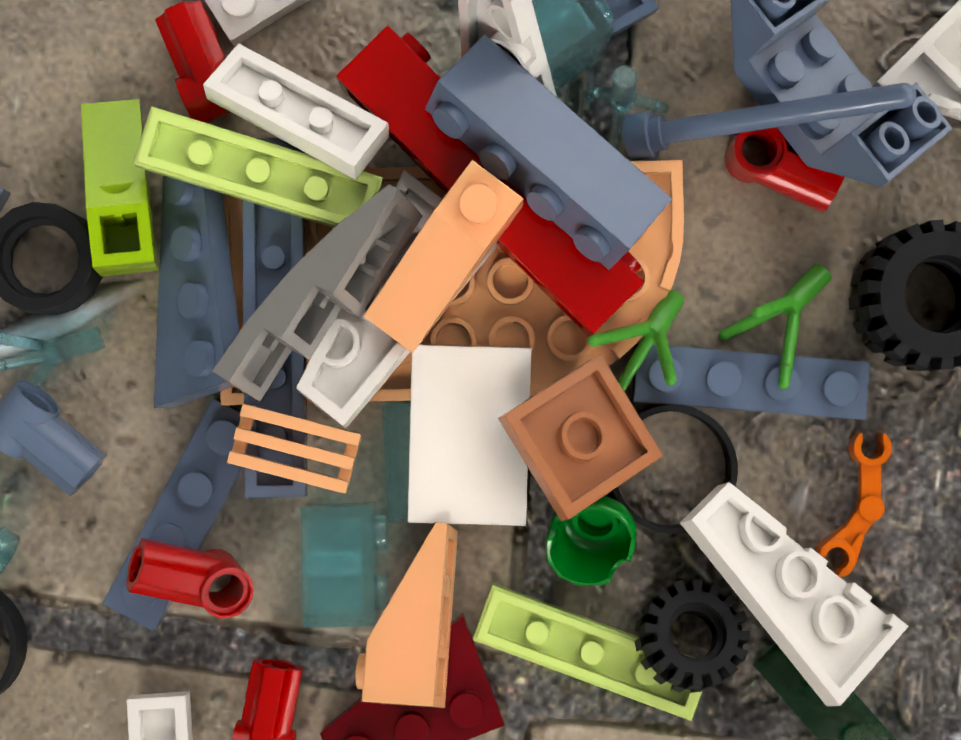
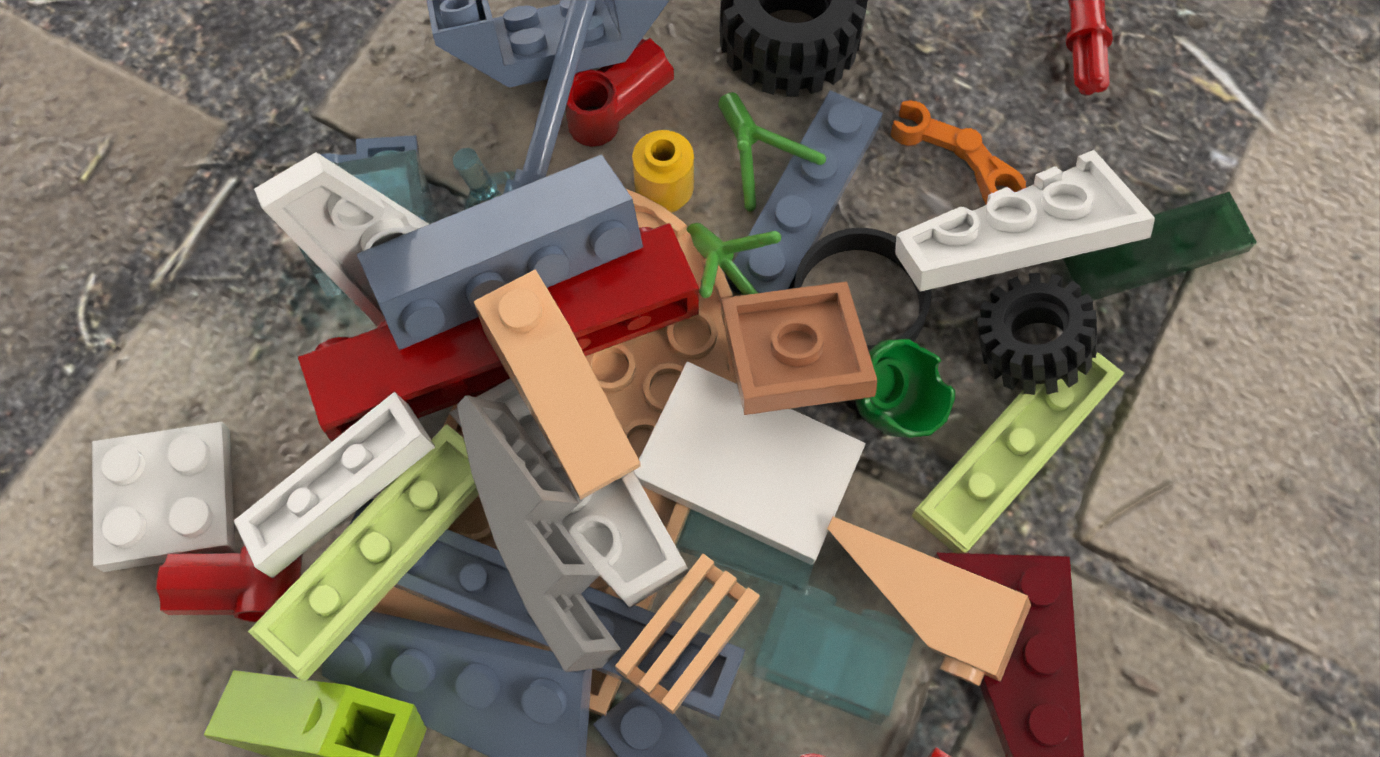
camera: 70 degrees left, 20 degrees down
(699, 259) = (664, 168): none -> yellow brick

